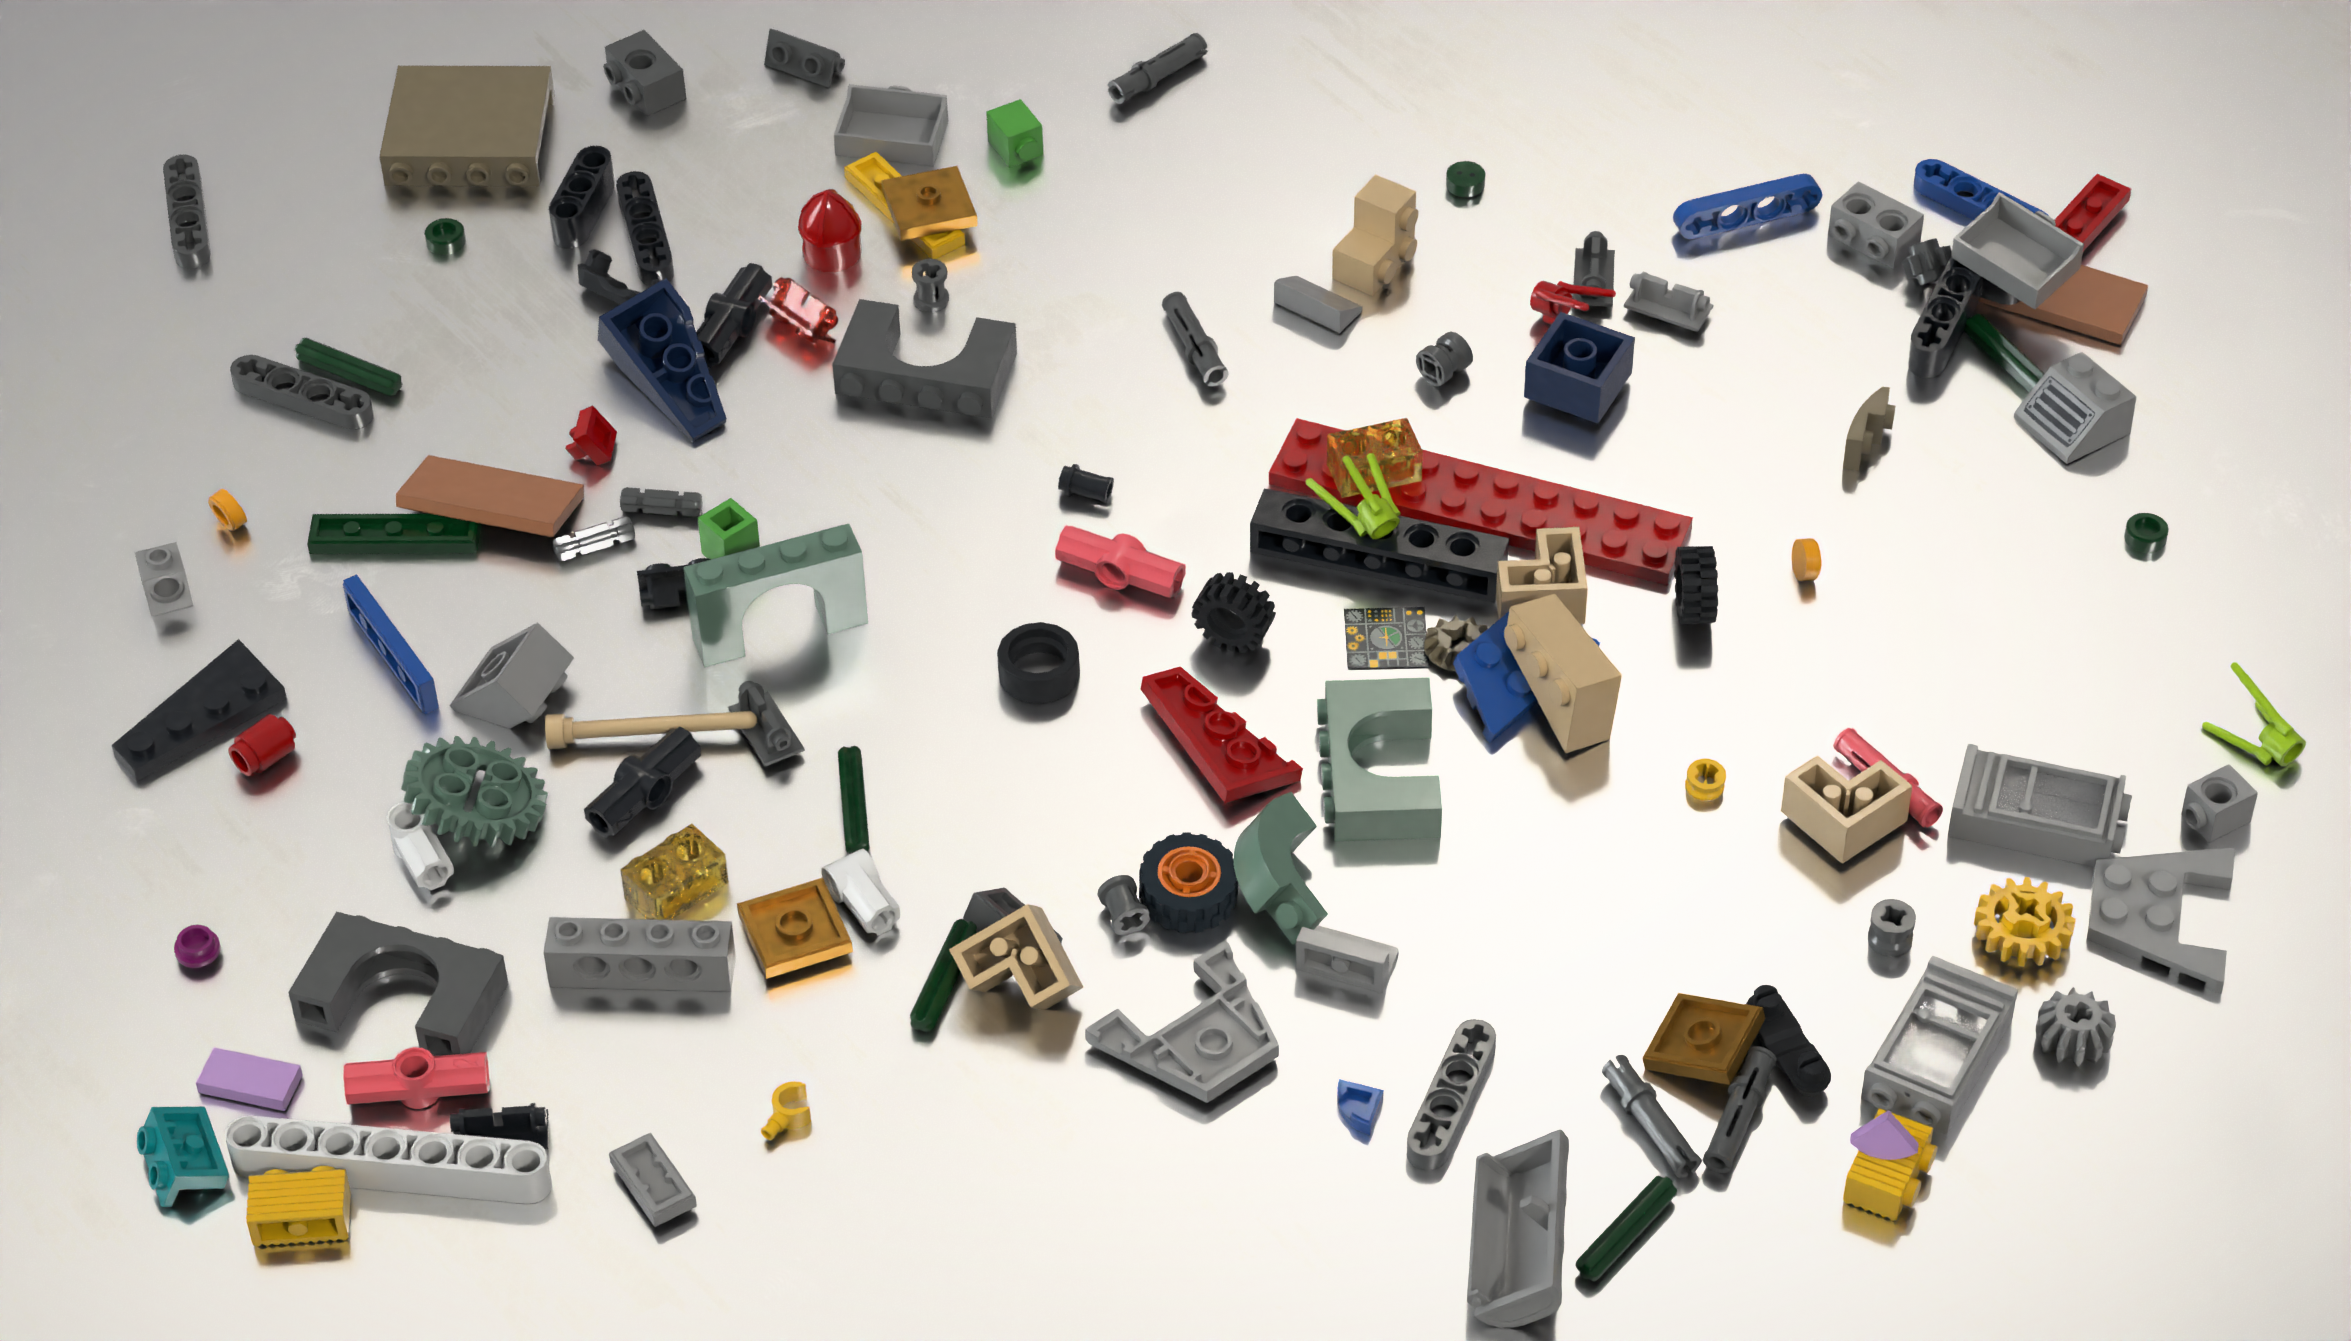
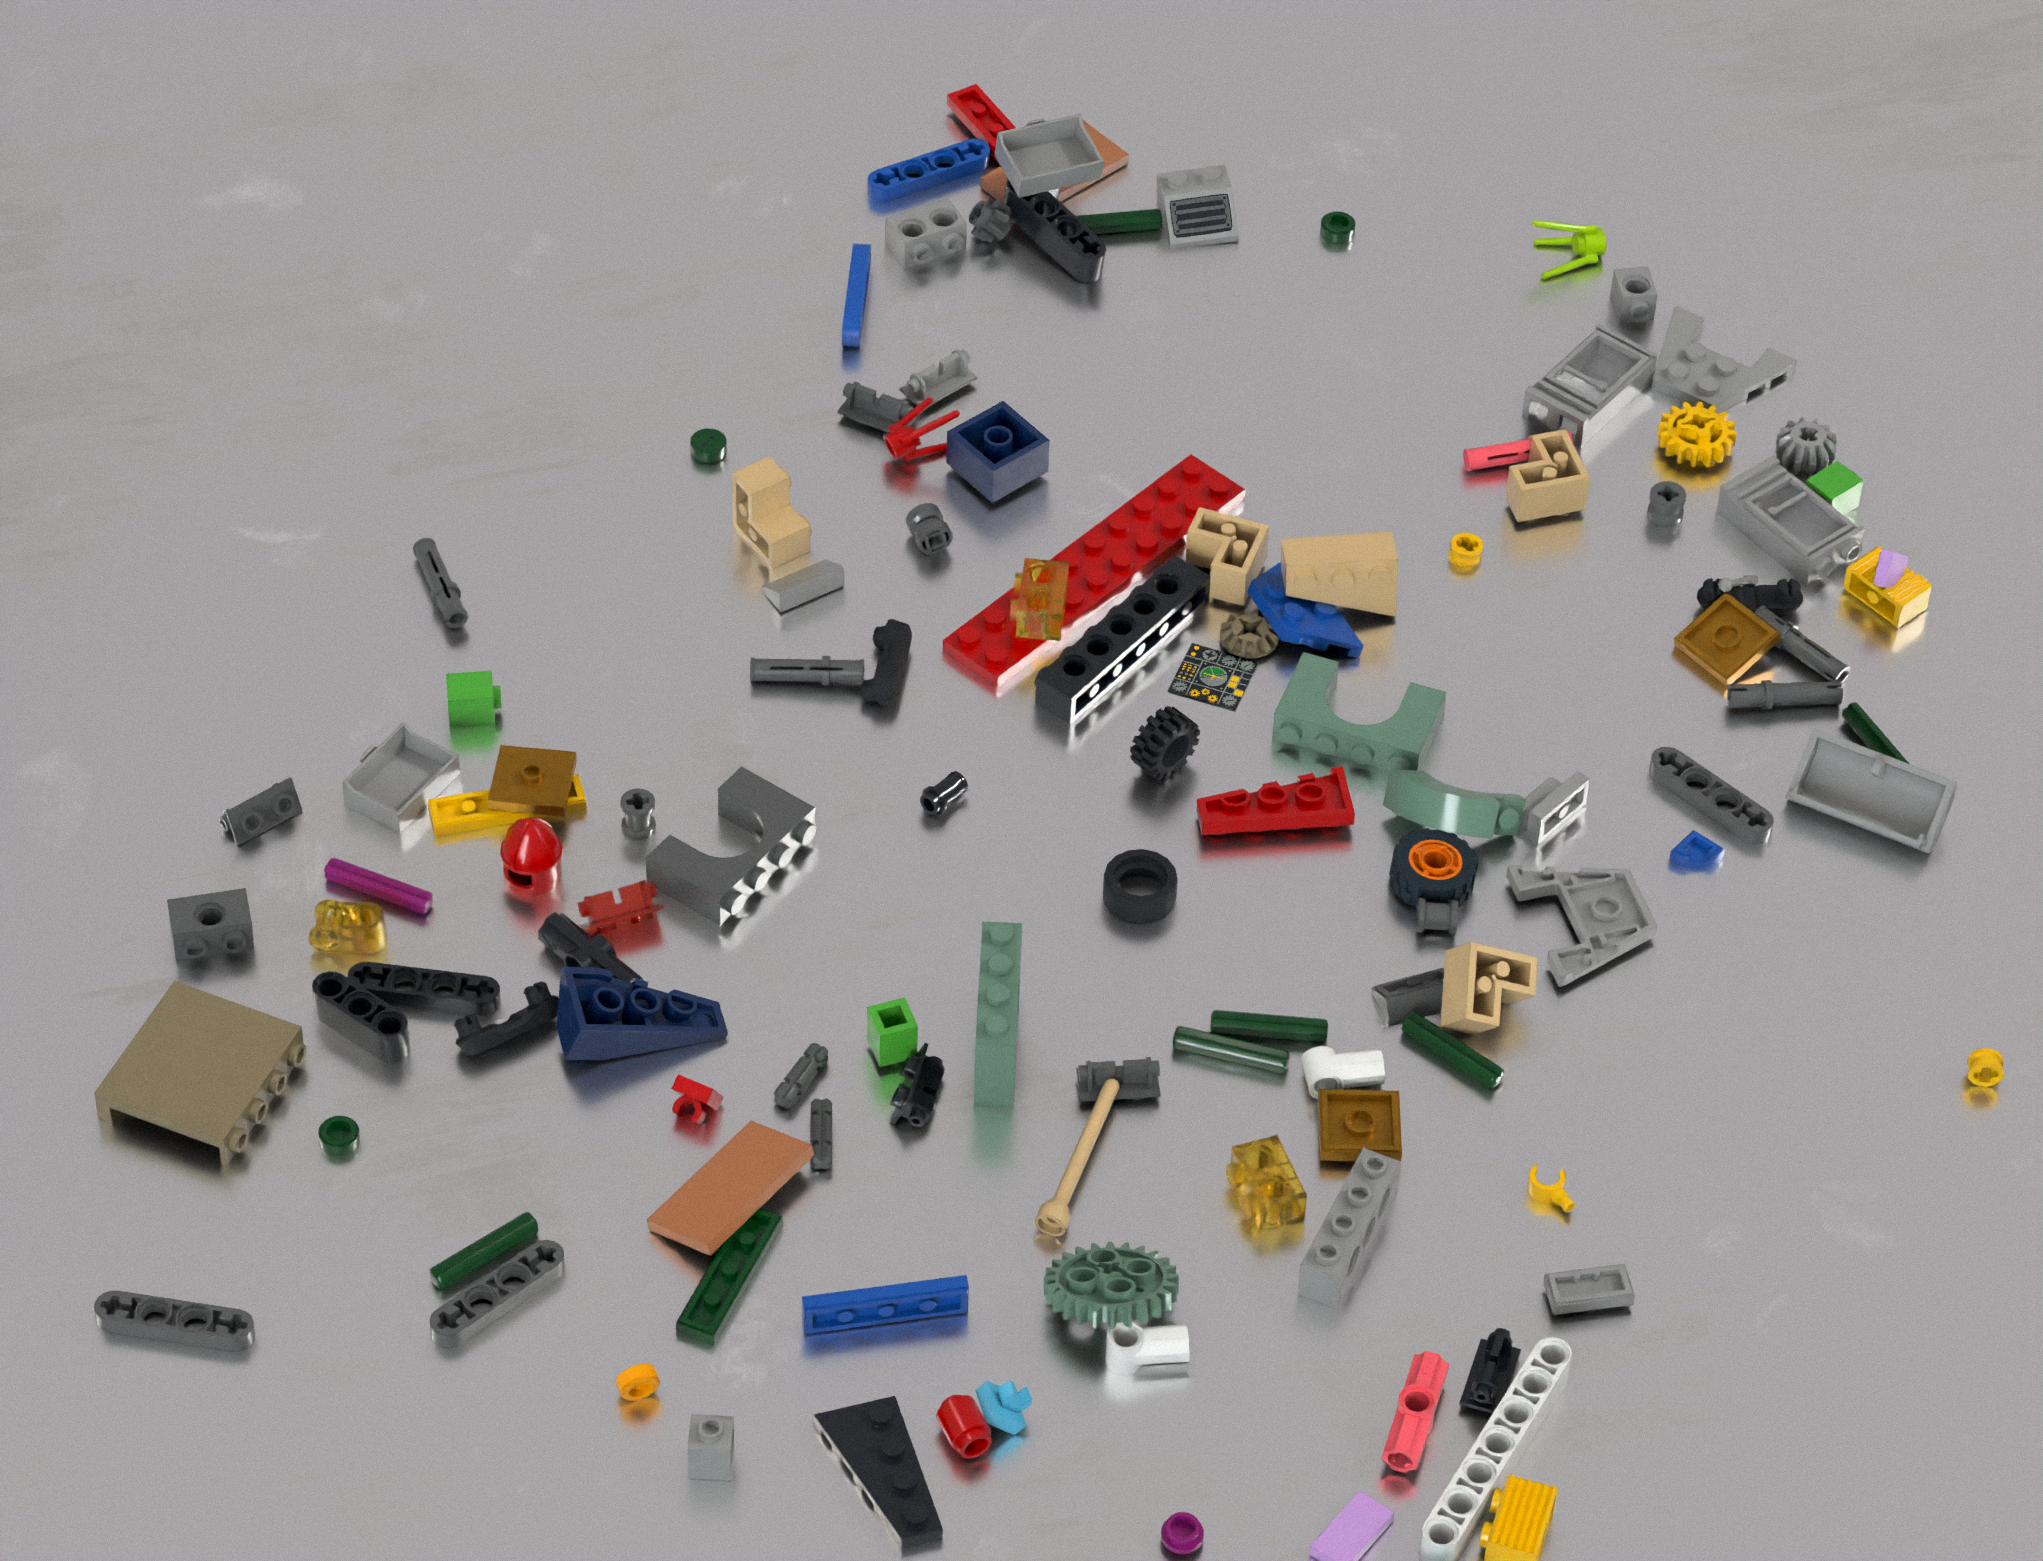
camera: 70 degrees left, 0 degrees up
(295, 764) = (1004, 1405): none -> medium azure tile
(361, 951) = (1317, 1353): dark grey arch -> none
(515, 679) = (975, 1231): light grey slope -> none
(642, 782) = (1146, 1176): black piece -> none
(687, 157) = (350, 926): none -> clear yellow piece
(754, 159) = (378, 885): none -> magenta axle
(901, 820) = (1269, 1026): none -> dark green axle
(1120, 561) = (1052, 799): coral piece -> none
(1239, 389) = (890, 668): none -> black piece
(1376, 514) = (1122, 614): lime plant -> none
(1696, 584) = (1289, 460): black tyre -> none
(1766, 1000) = (1726, 584): none -> light grey hinge
(1806, 559) = (1273, 409): light orange tile -> none
(1868, 427) = (1150, 326): dark tan slope -> none
(2015, 1072) = (1837, 487): none -> bright green brick

